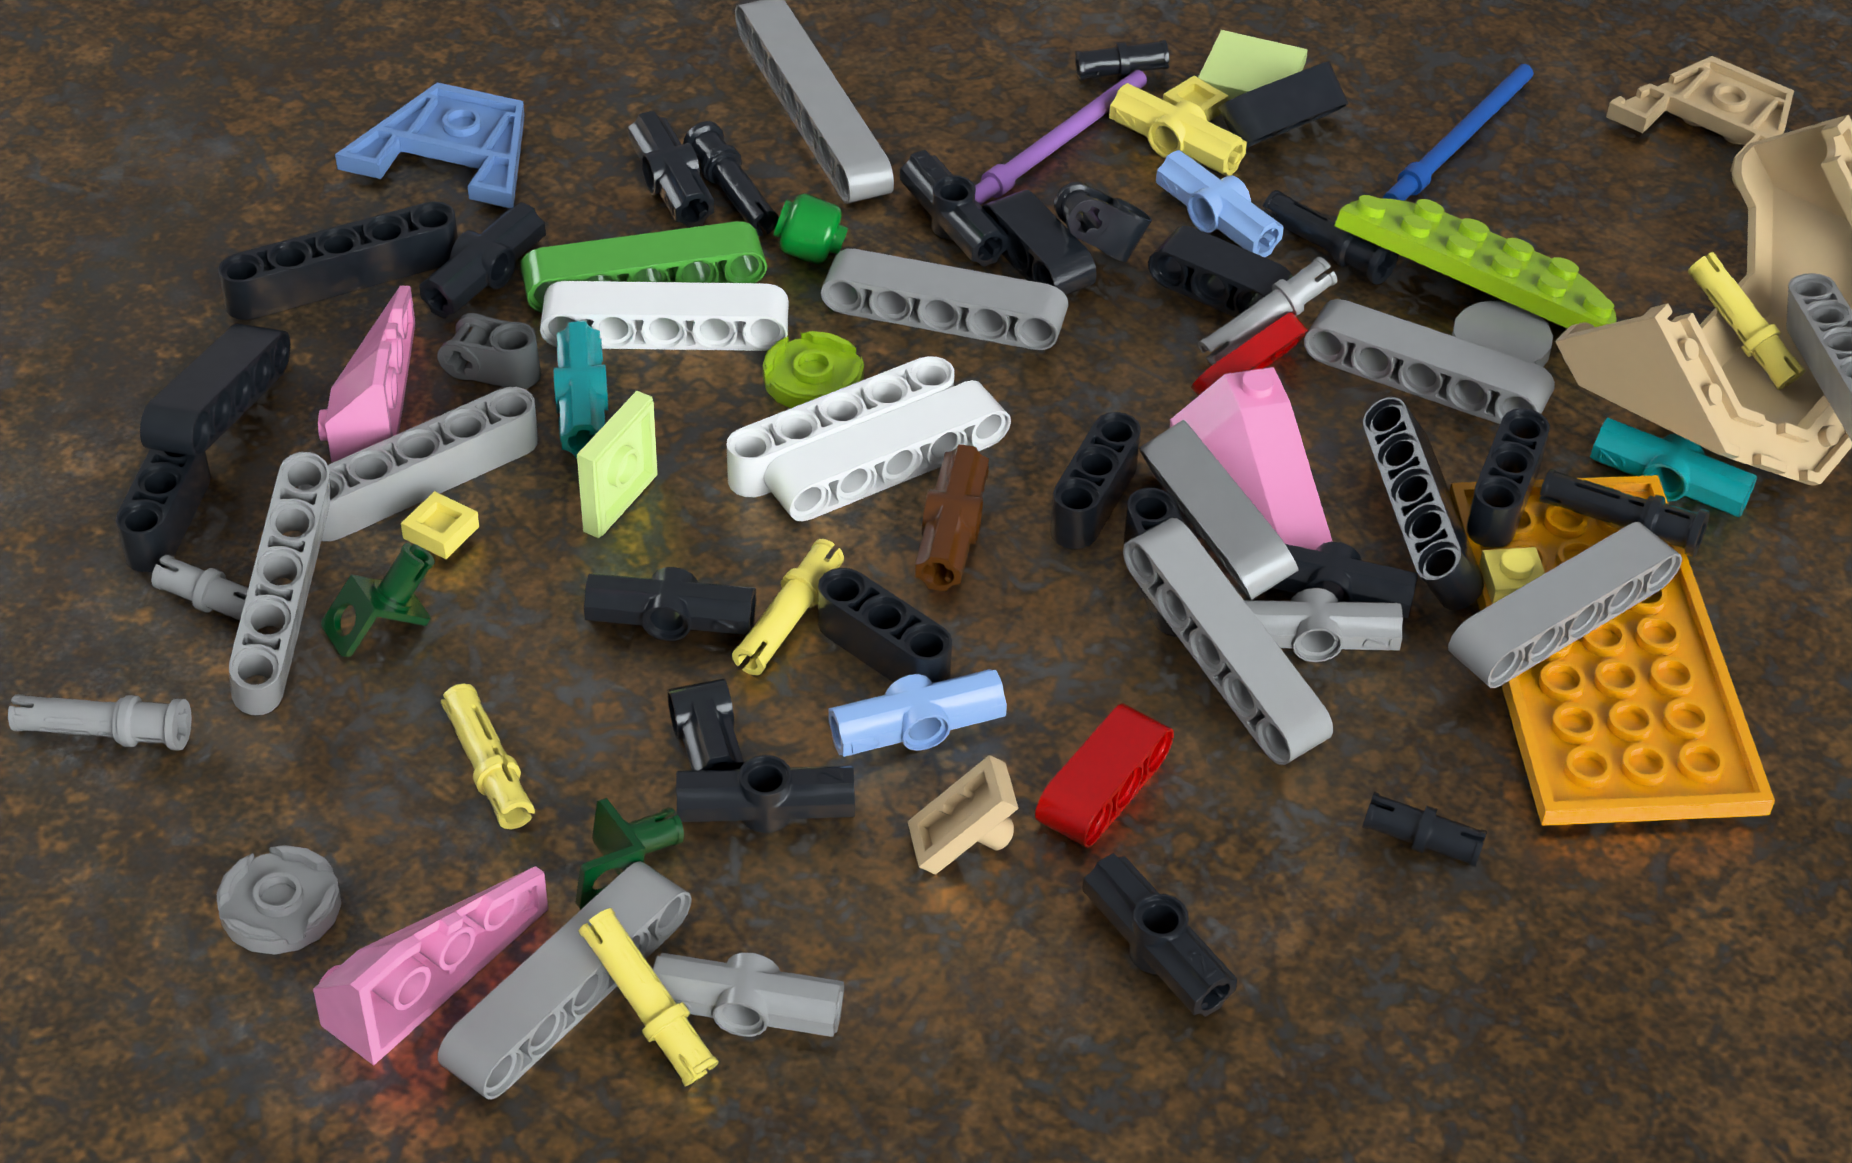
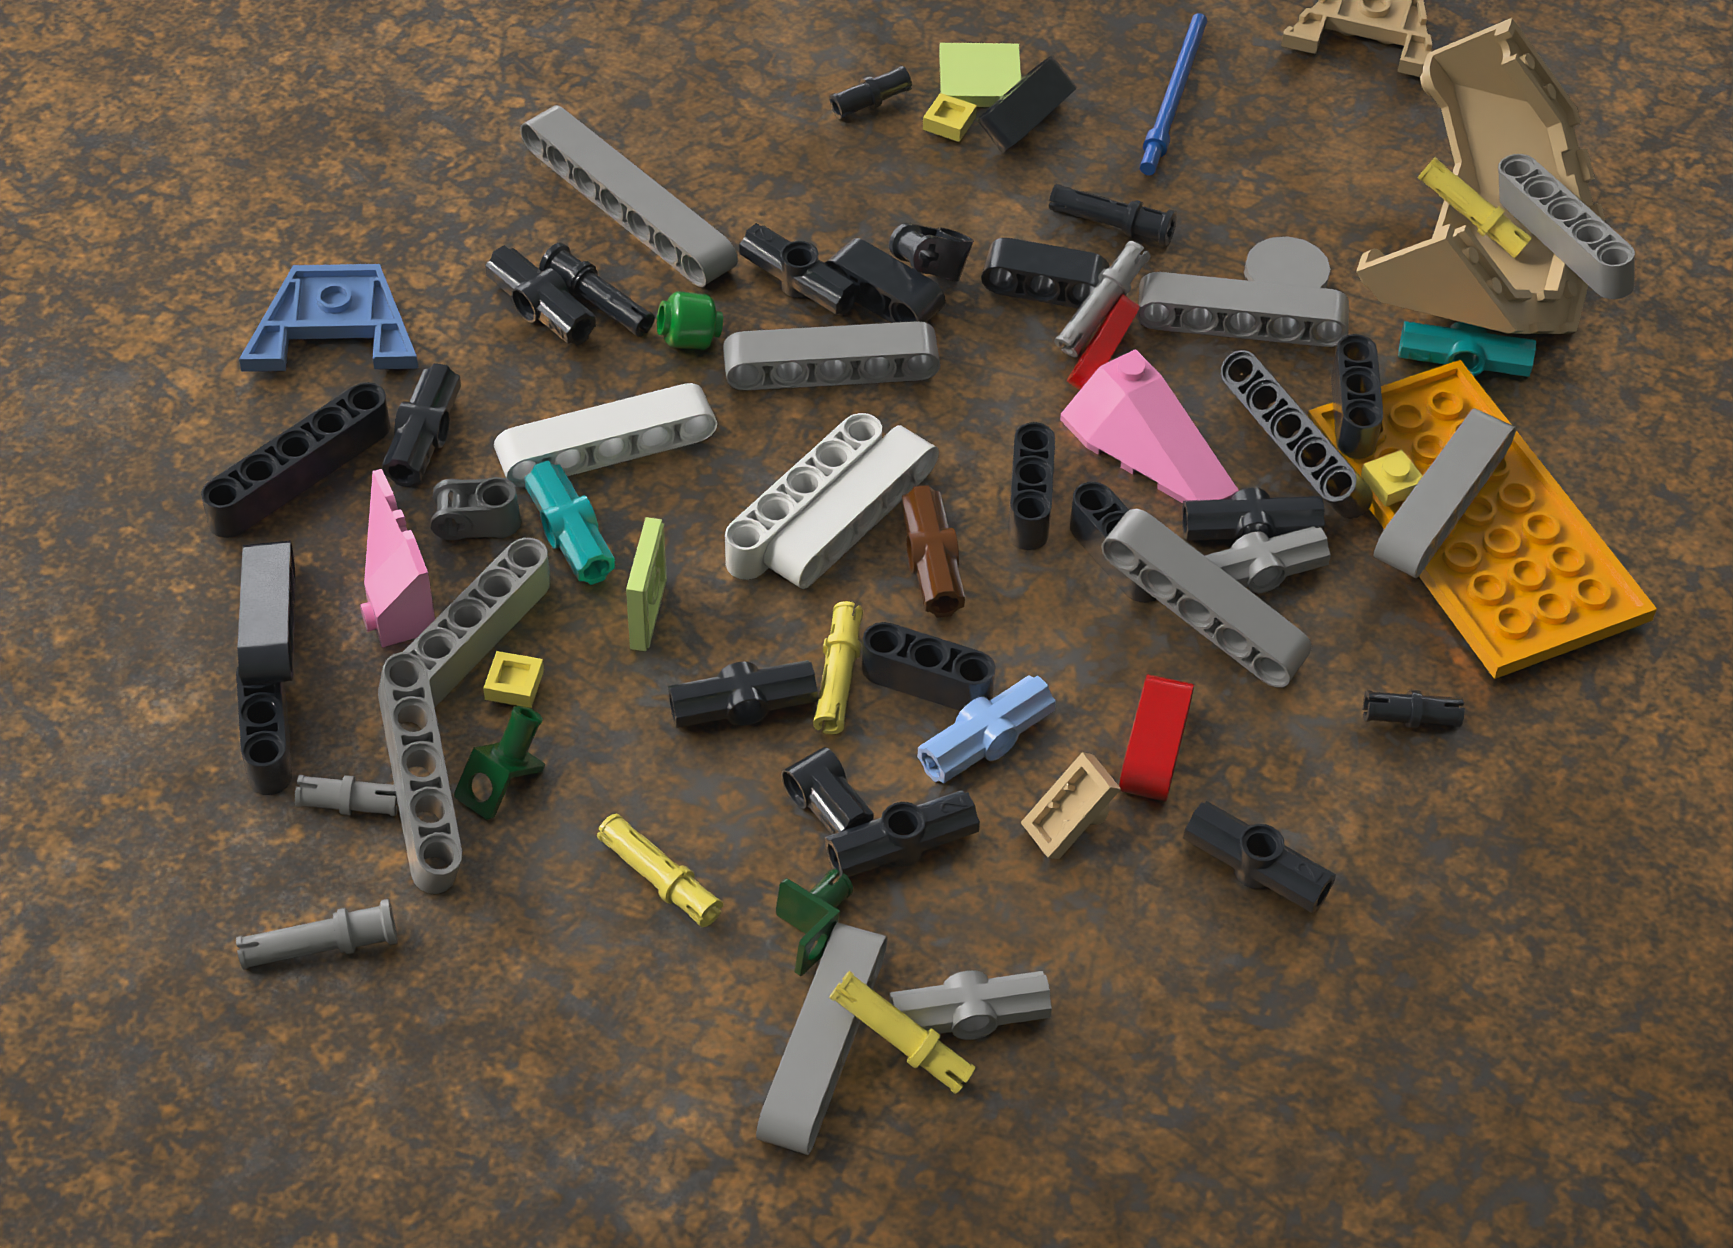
camera: 20 degrees left, 5 degrees up
(279, 900) = (550, 1045): light grey tile -> none
(409, 974) = (695, 1074): bright pink wedge -> none
(688, 255) = (586, 381): bright green beam -> none
(810, 367) = (750, 451): lime tile -> none
(1002, 177) = (823, 228): medium lavender bar -> none
(1178, 128) = (948, 147): light yellow piece -> none
(1219, 204) = (1013, 208): light blue piece -> none
(1219, 510) = (1147, 484): light grey beam -> none
(1479, 258) = (1250, 206): lime plate -> none
(1668, 522) = (1495, 401): black pin -> none

